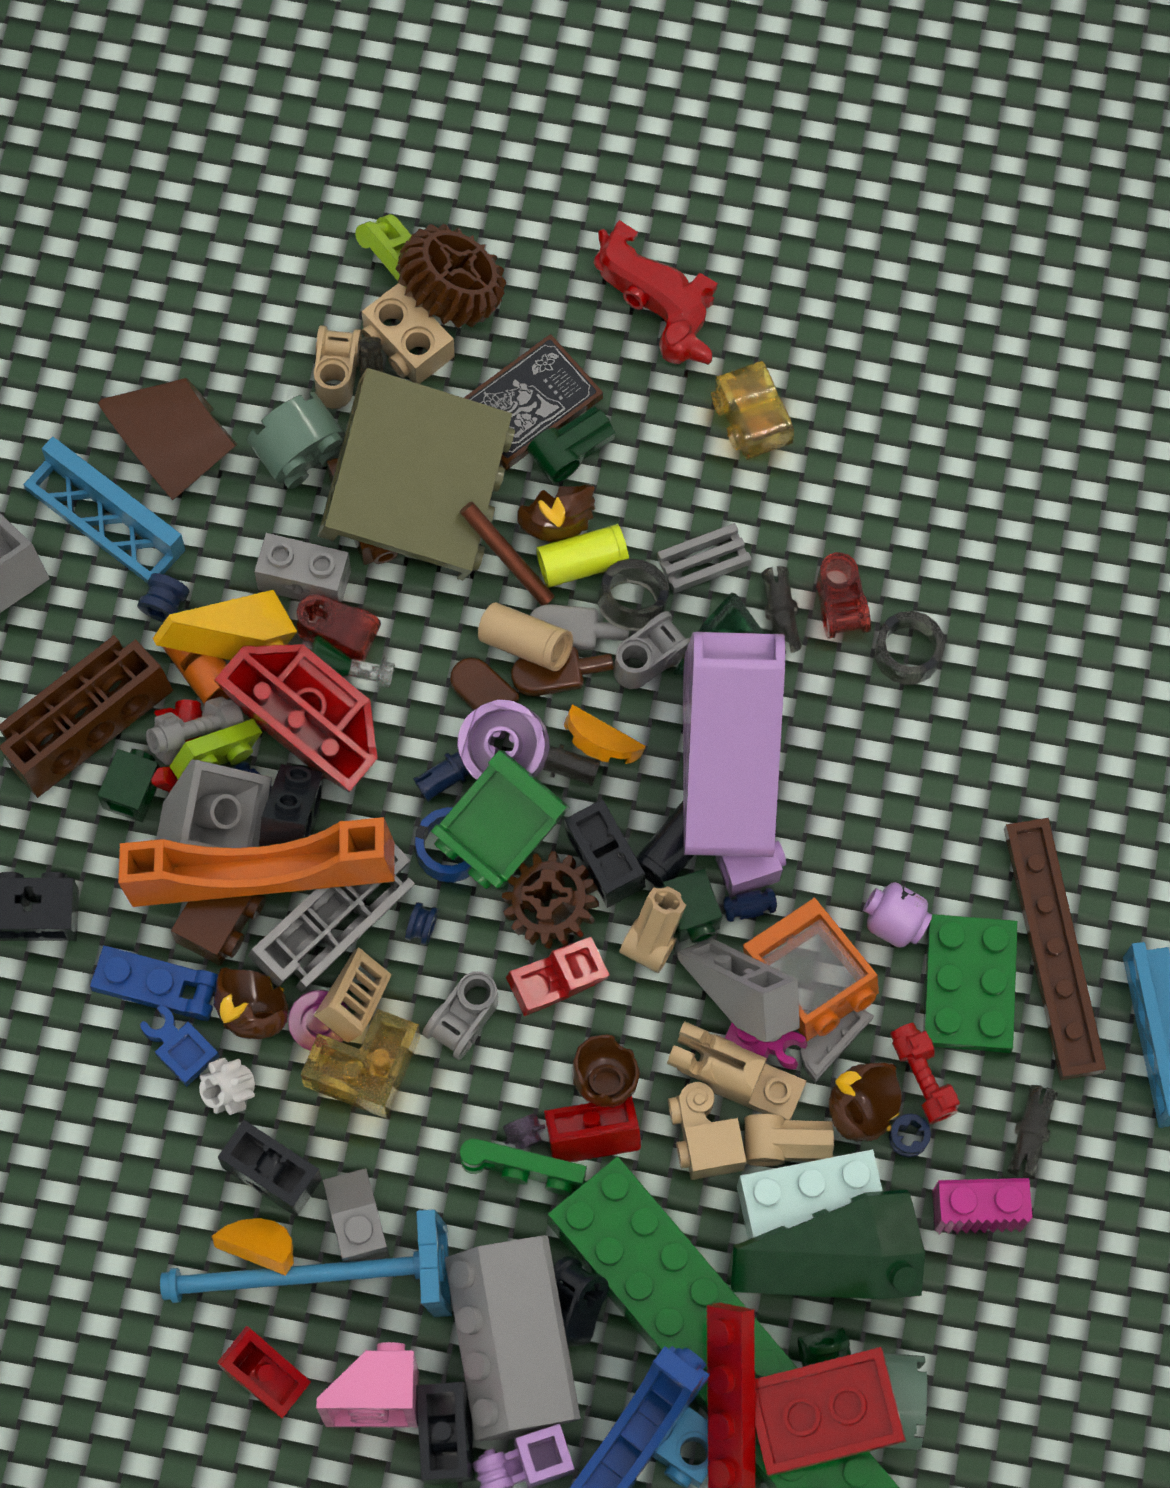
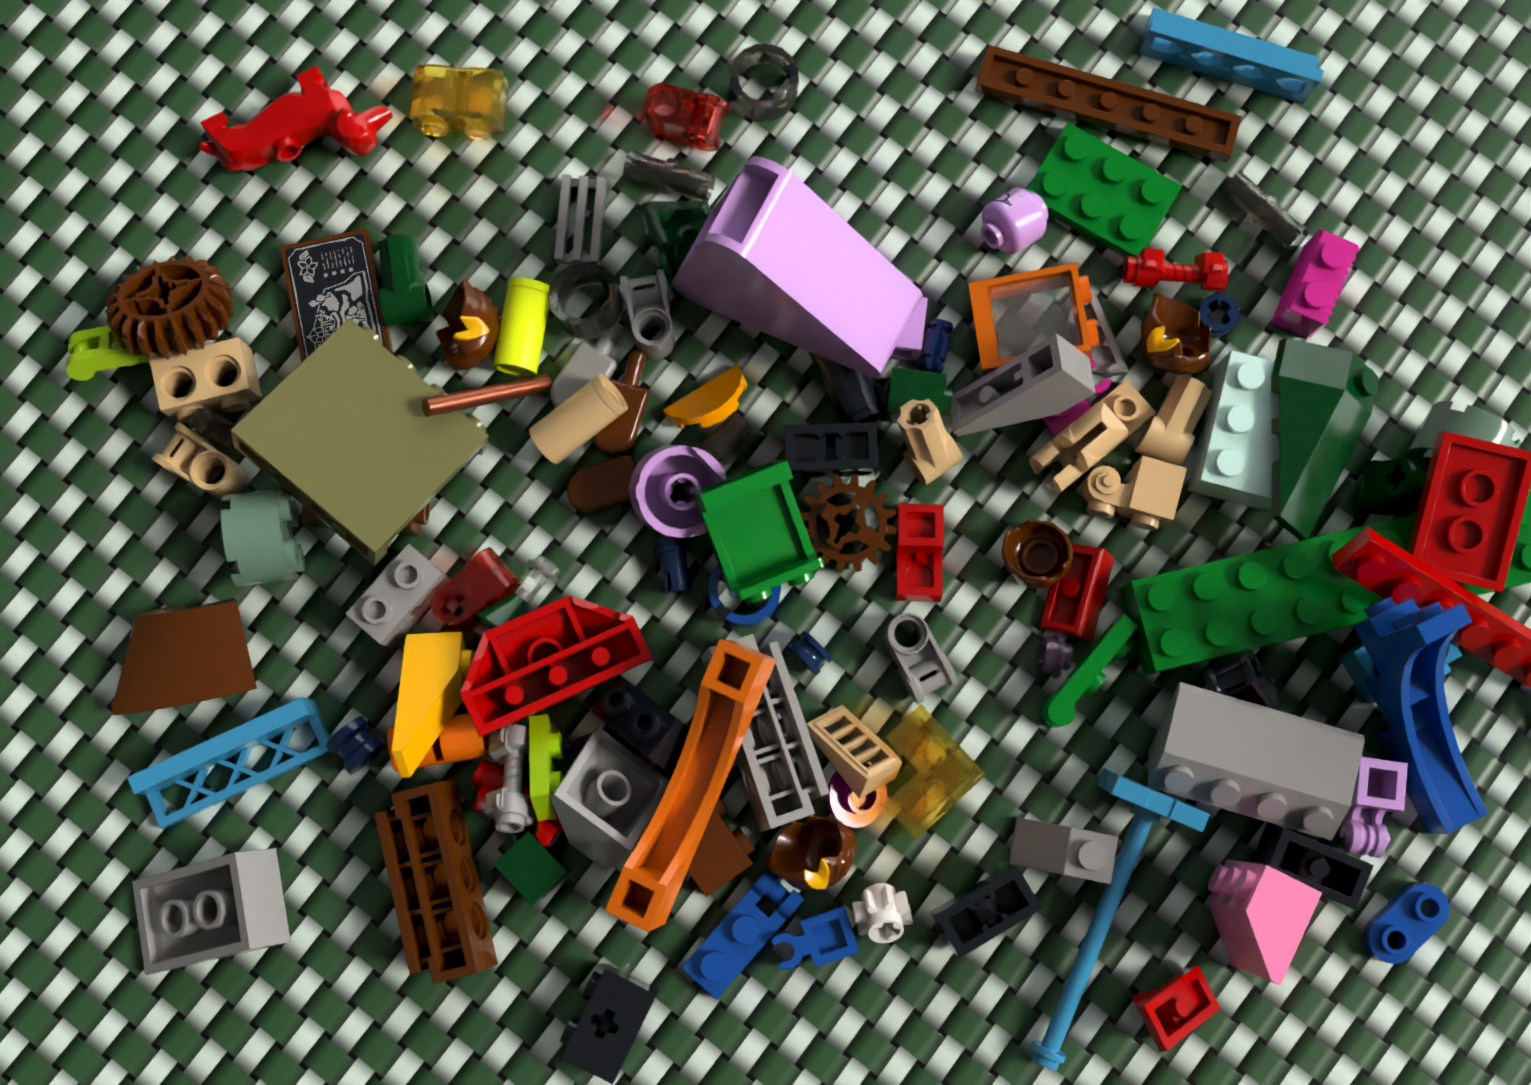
camera: 60 degrees left, 10 degrees up
(258, 1242) = (1047, 952): light orange tile -> none

